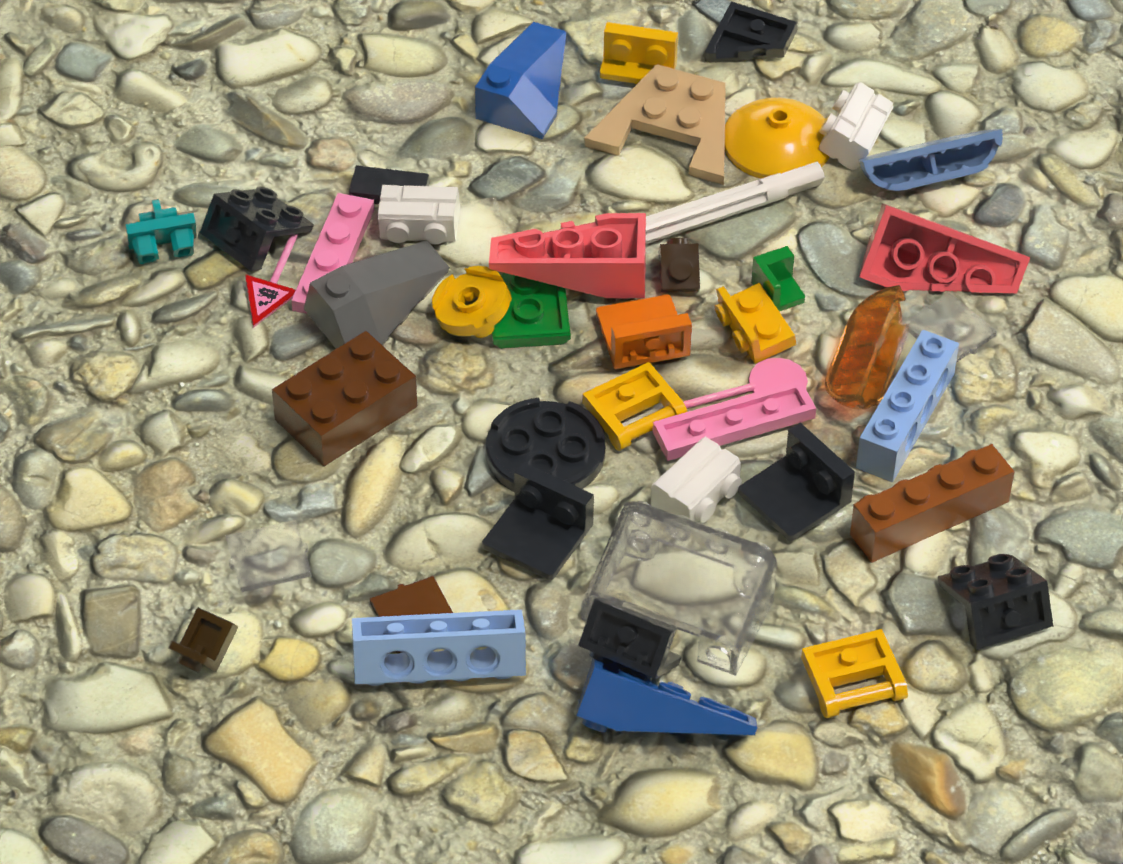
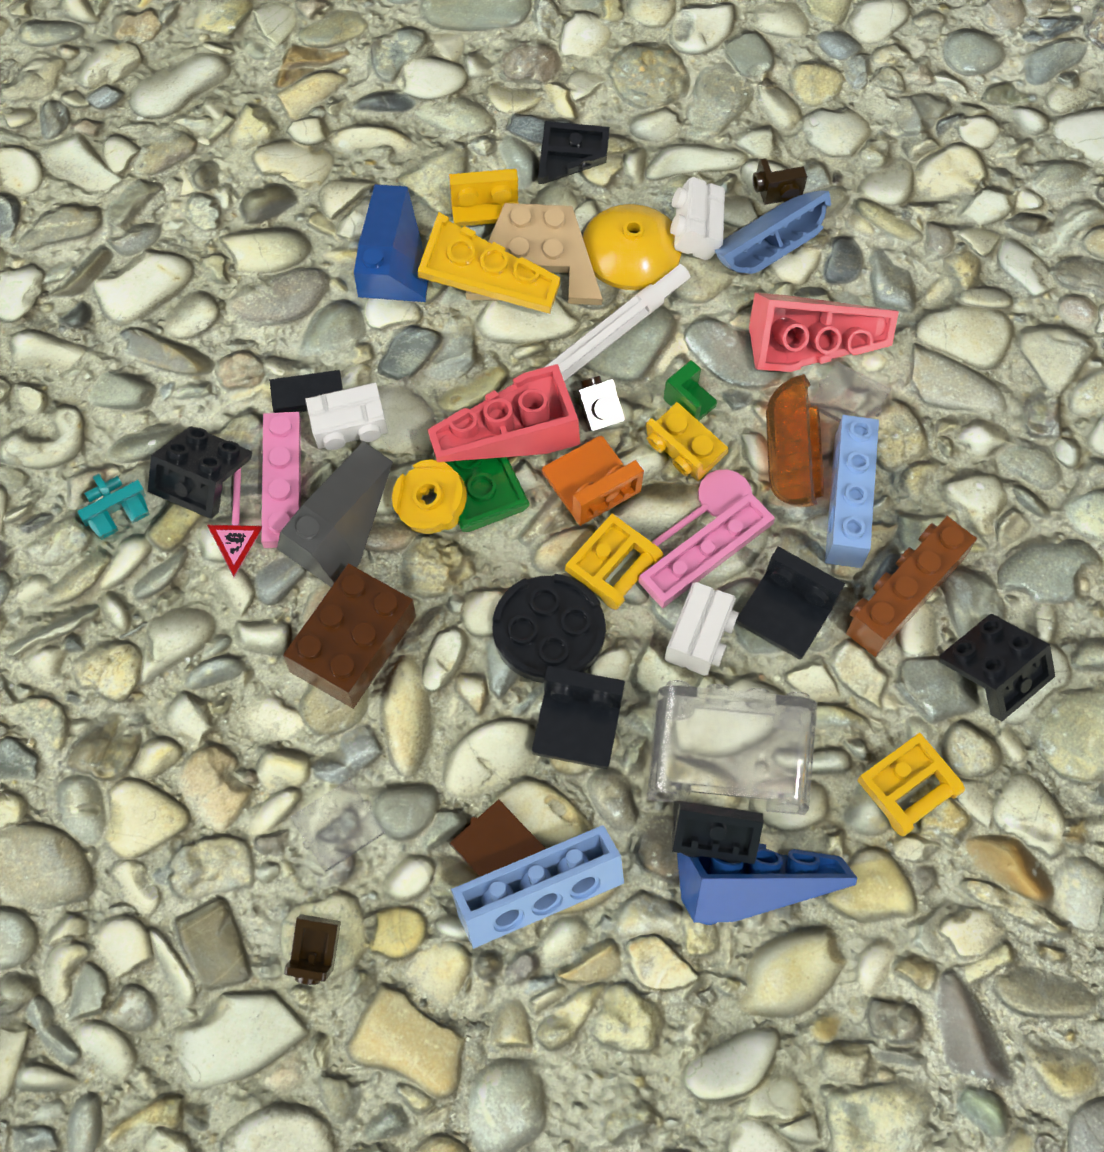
camera: 20 degrees left, 15 degrees up
(603, 112) = (470, 263): none -> yellow wing
(958, 116) = (778, 185): none -> dark brown bracket

